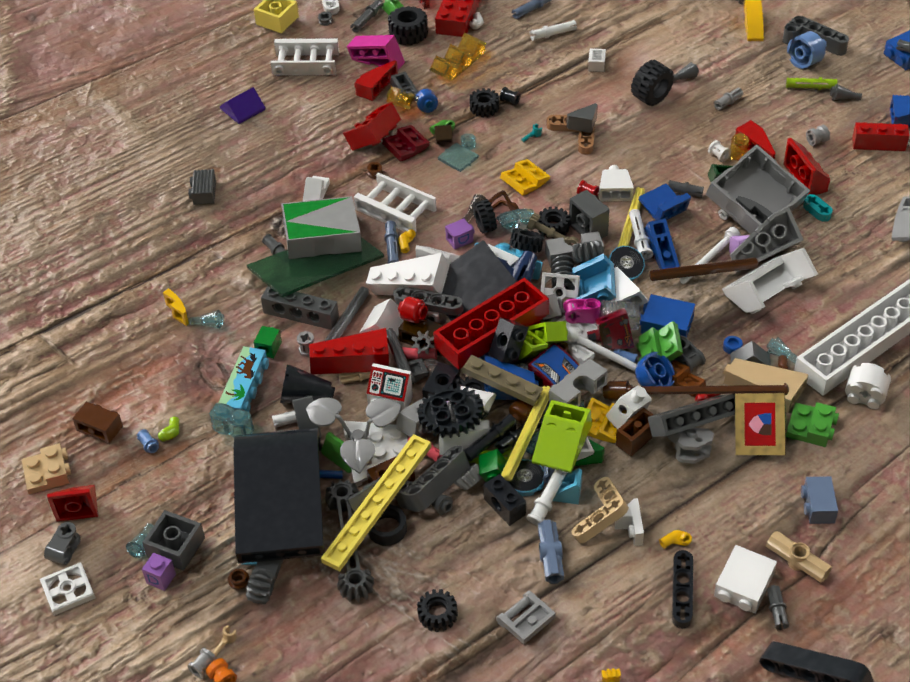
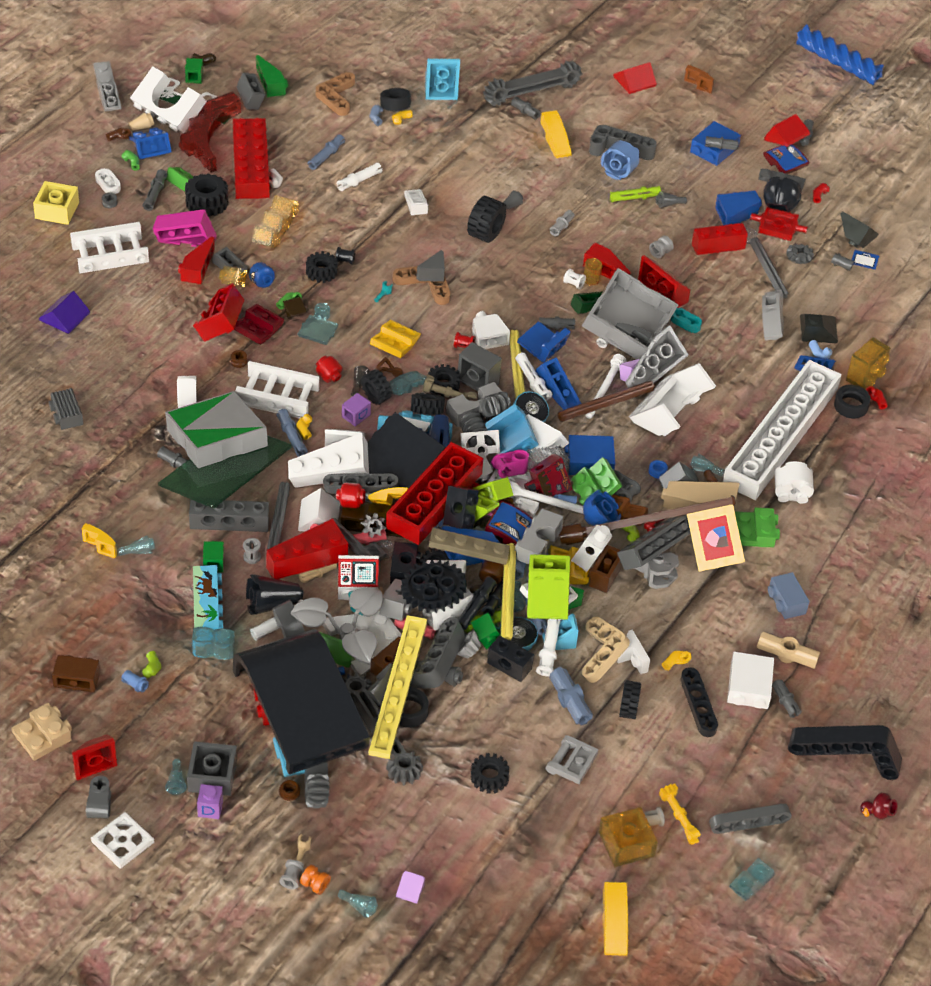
camera: 25 degrees left, 0 degrees up
(444, 316) = (386, 495): none -> yellow slope
(450, 193) = (329, 369): none -> red head
(607, 569) = (630, 699): none -> black tyre
(681, 399) = (633, 533): none -> lime arm

